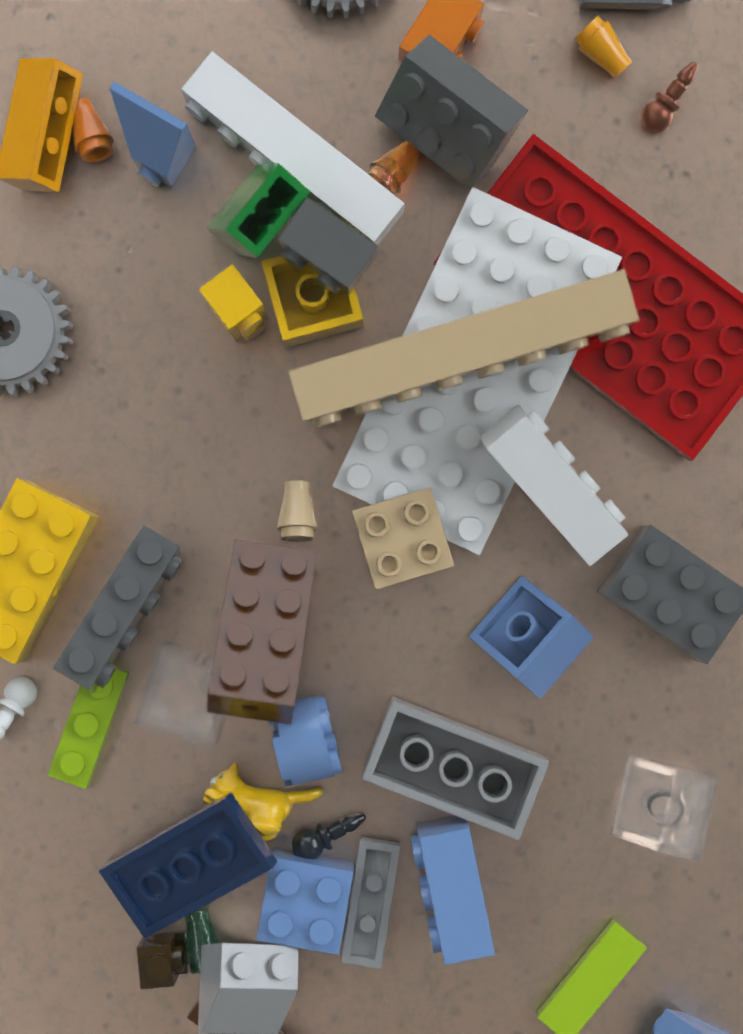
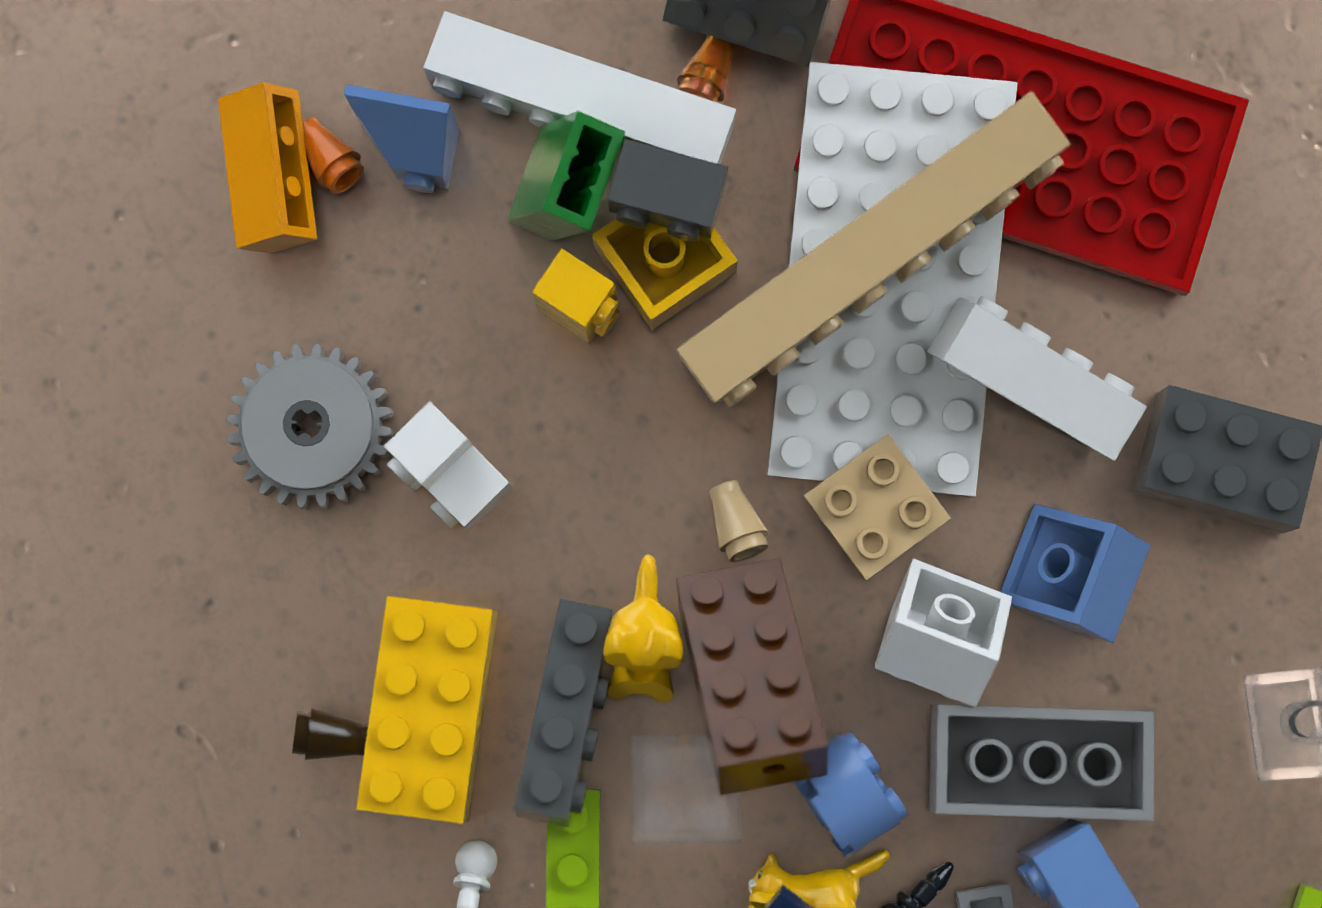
camera: 10 degrees left, 5 degrees down
(96, 393) = (445, 462): none -> white brick
(193, 577) = (643, 642): none -> yellow animal
(417, 649) = (944, 633): none -> white brick

